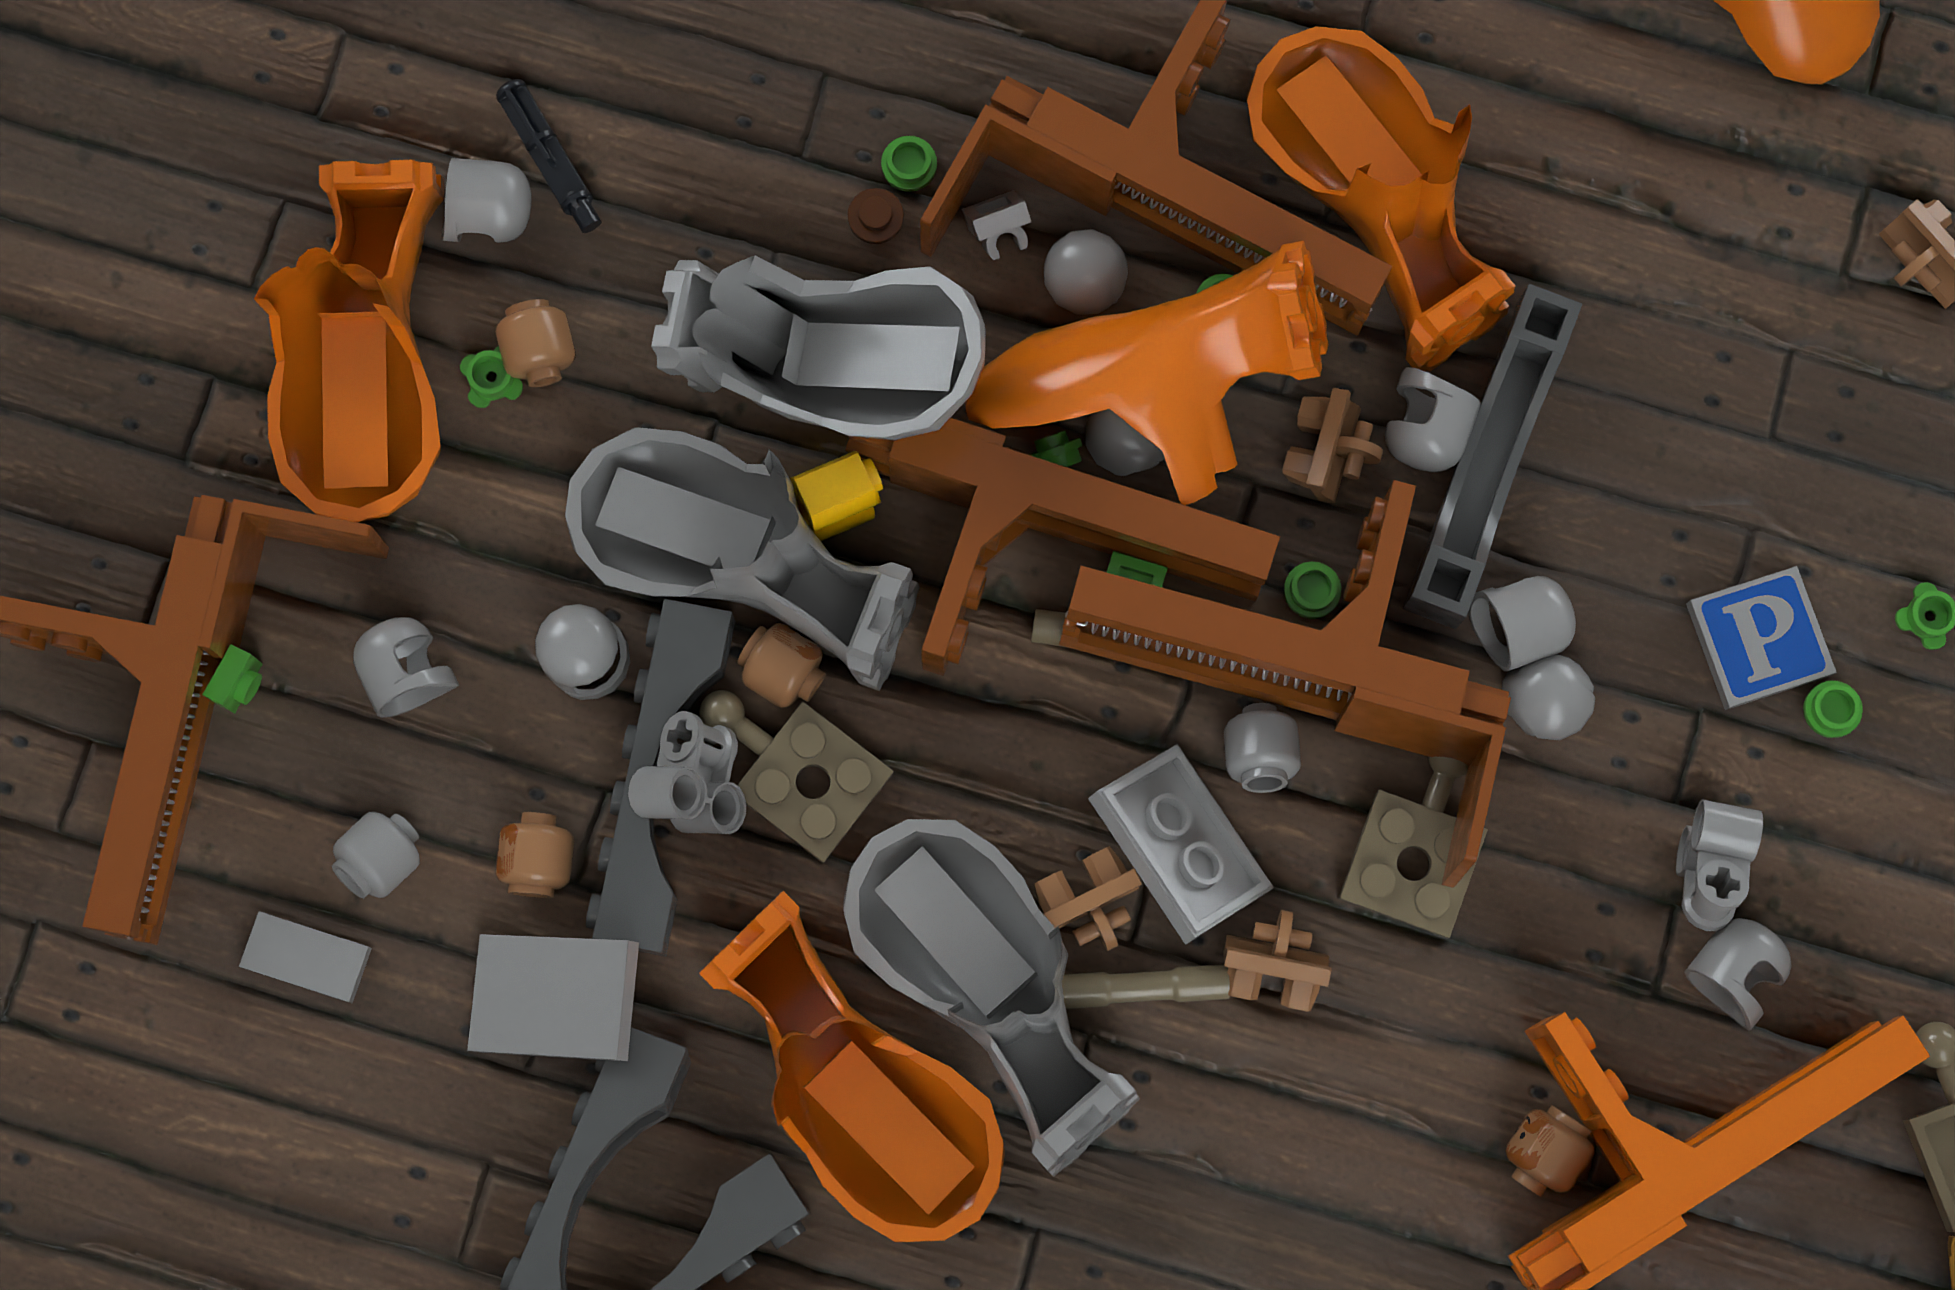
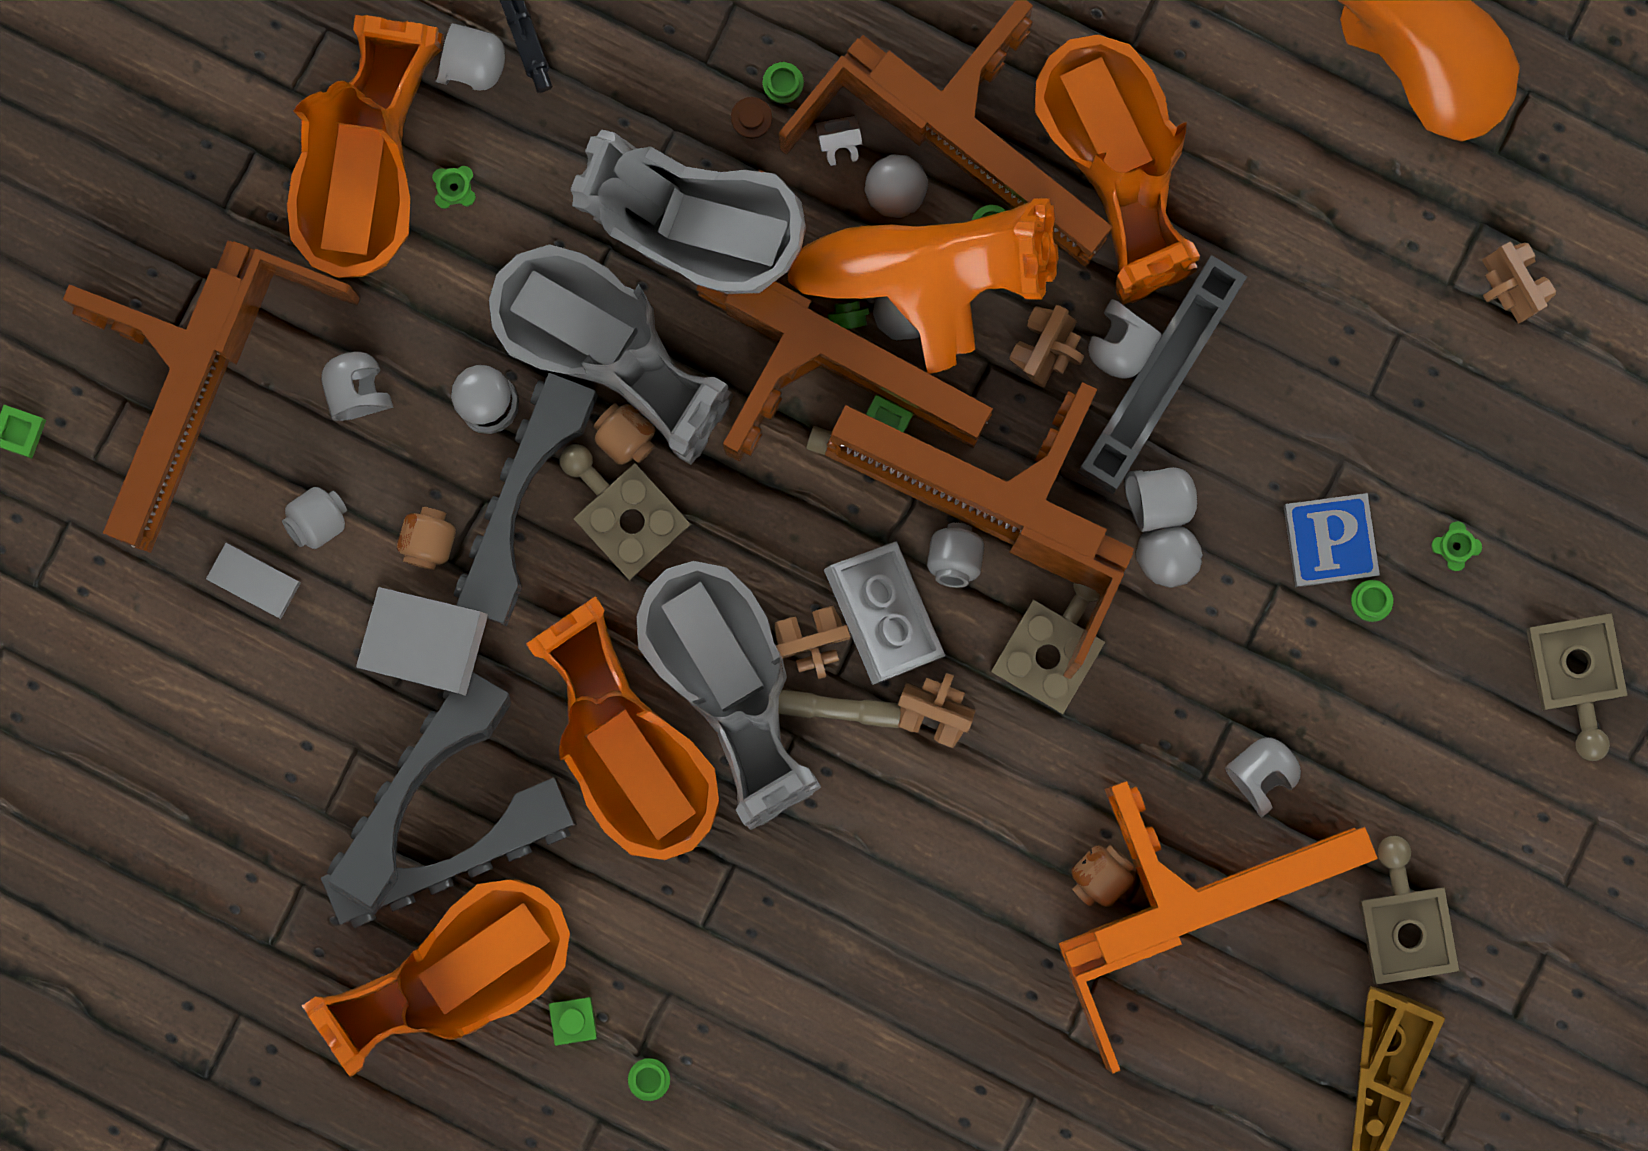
camera: 15 degrees right, 5 degrees up
(234, 680) = (235, 375): bright green plate -> none
(535, 342) = (489, 168): medium nougat head -> none
(691, 779) = (545, 505): light grey piece -> none
(838, 494) = (685, 320): yellow brick -> none
(1312, 590) = (1015, 447): bright green plate -> none
(1716, 862) = (1261, 695): light grey piece -> none

